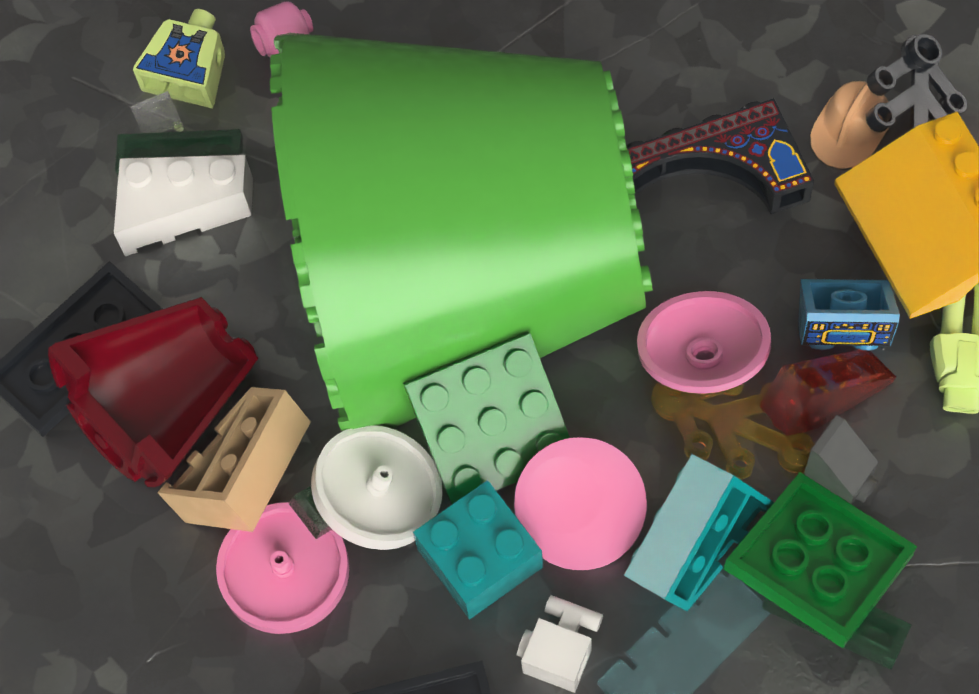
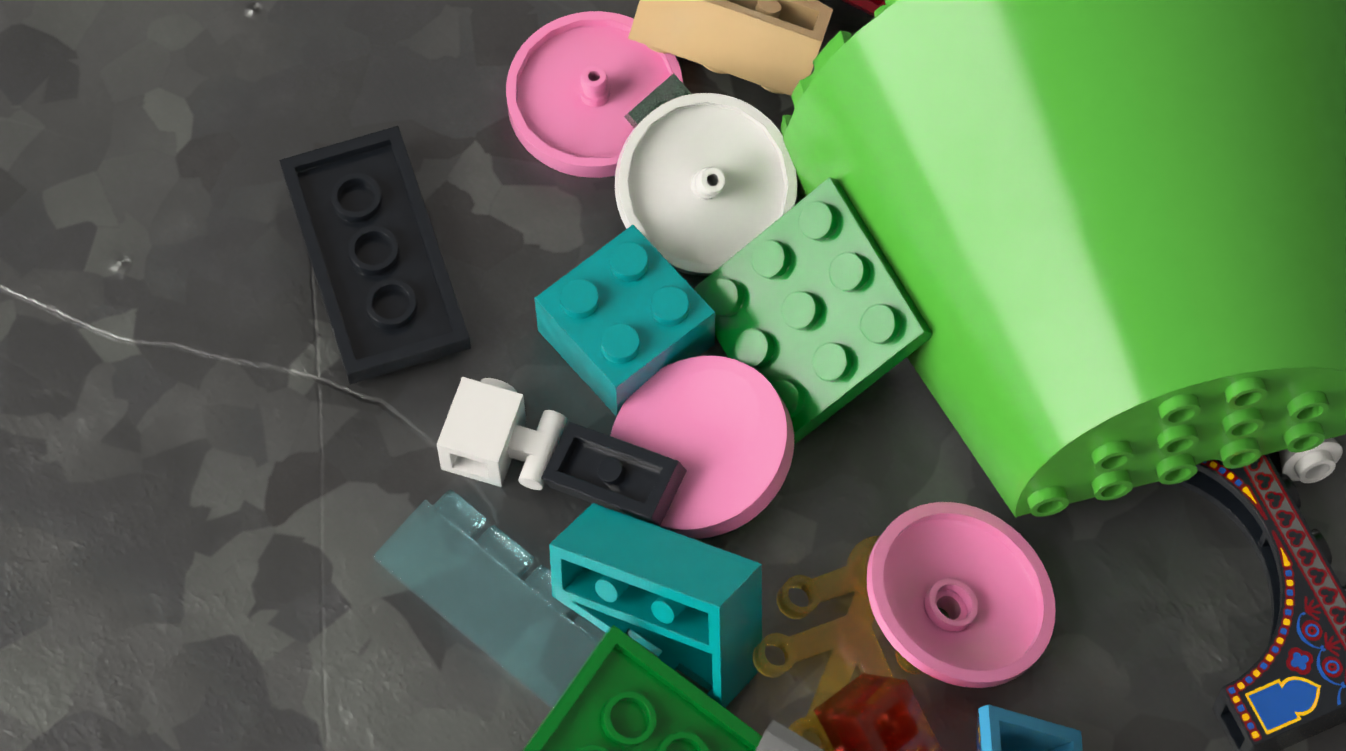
camera: 80 degrees right, 0 degrees up
(601, 561) = (614, 474): none -> black plate

